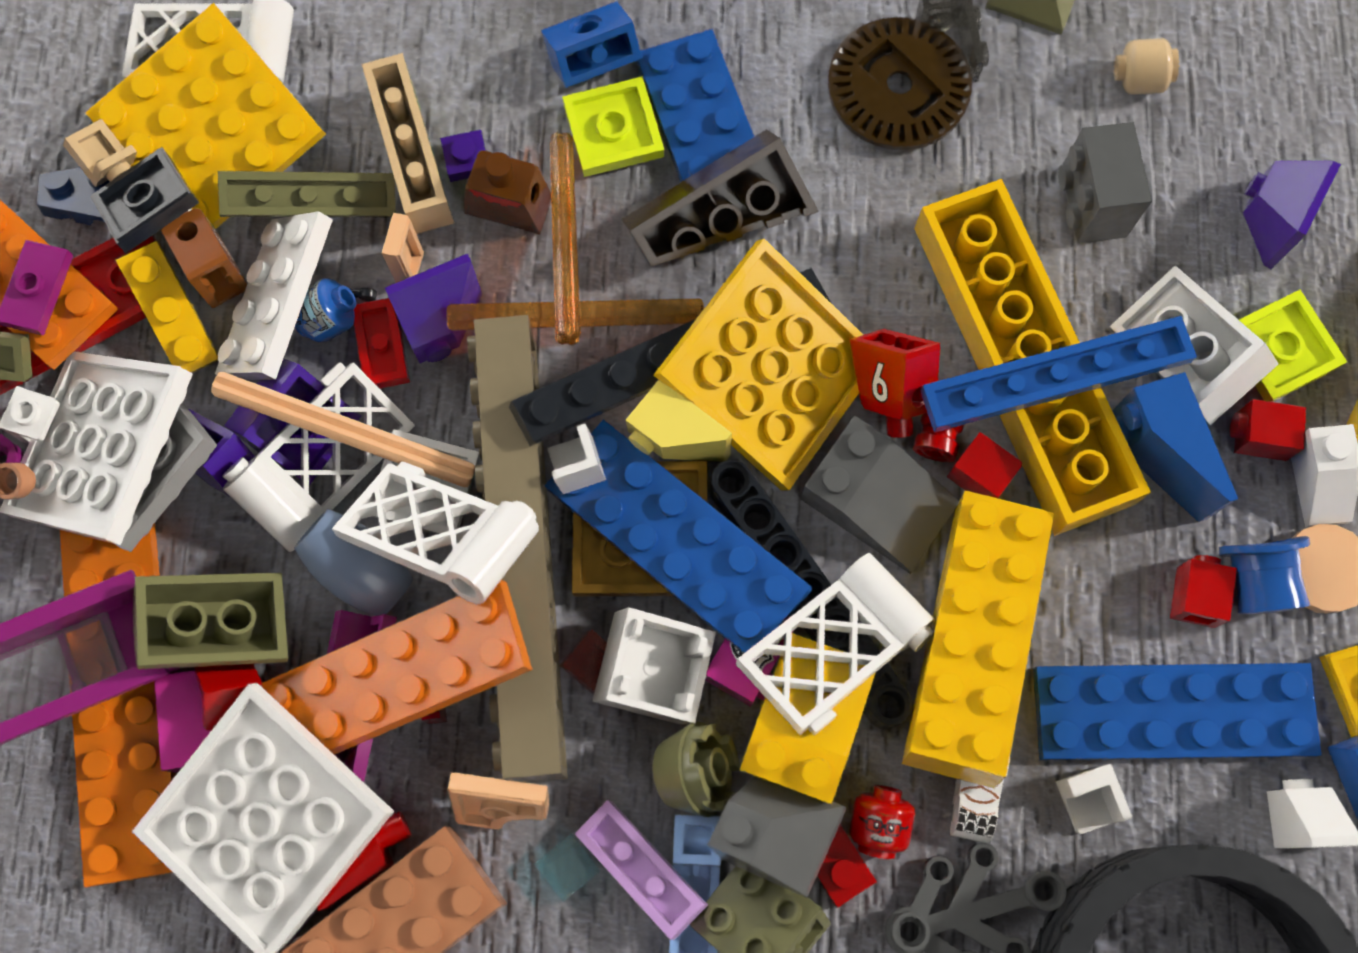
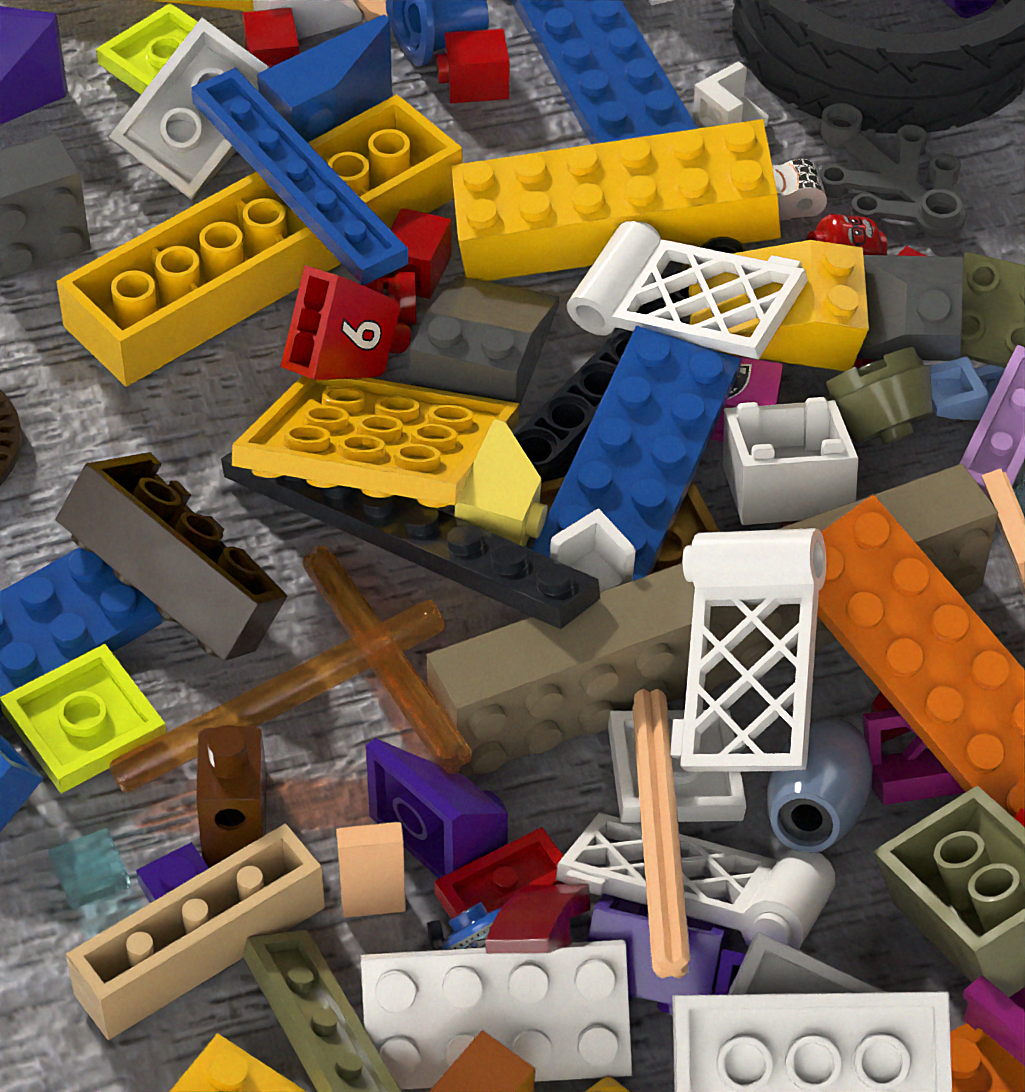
camera: 110 degrees left, 25 degrees down
(305, 324) = (537, 919): none -> dark red slope
(500, 108) = (89, 868): none -> clear light blue tile

